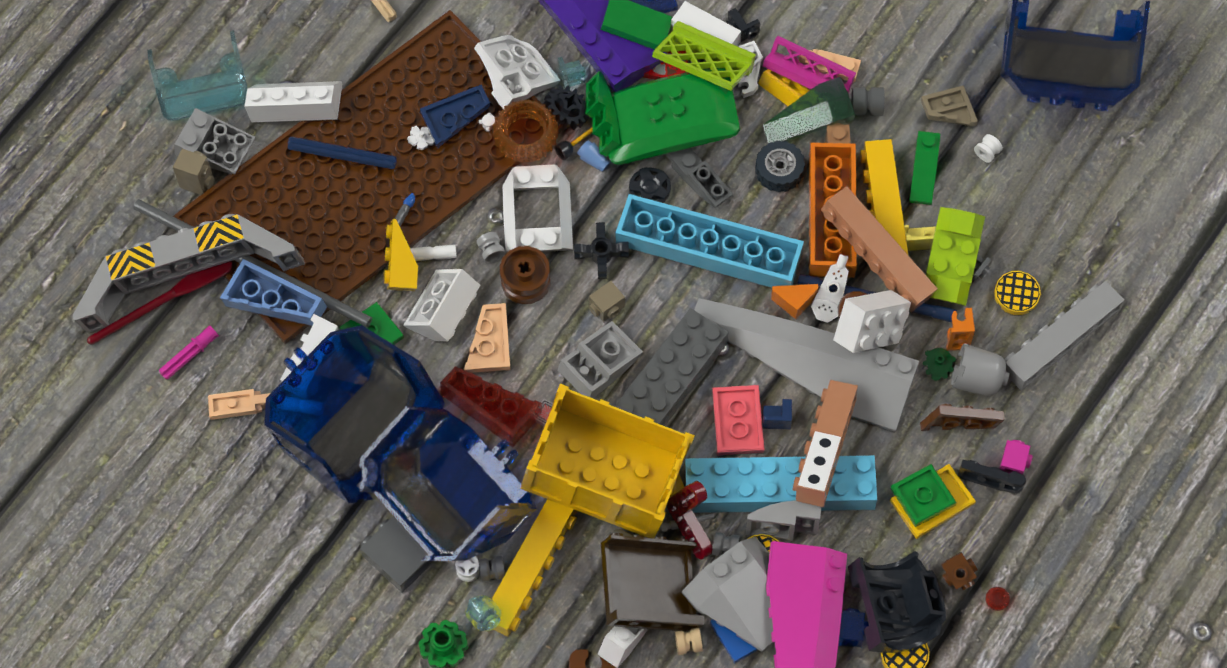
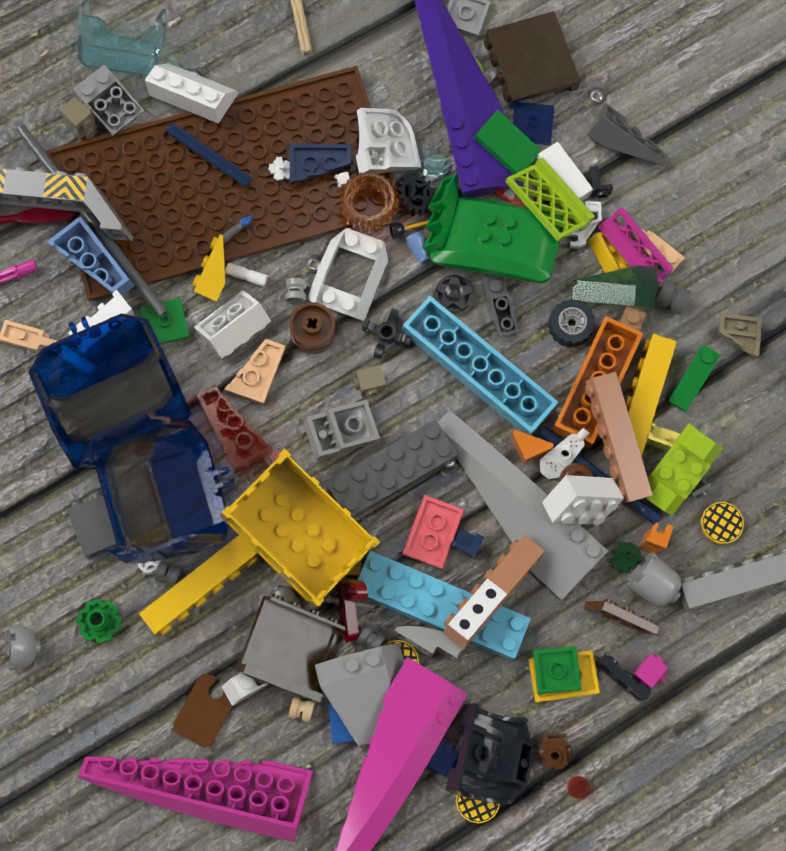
camera: 15 degrees right, 10 degrees up
(483, 613) = (139, 613): clear light blue head -> none
(988, 148) = (757, 383): white wheel -> none

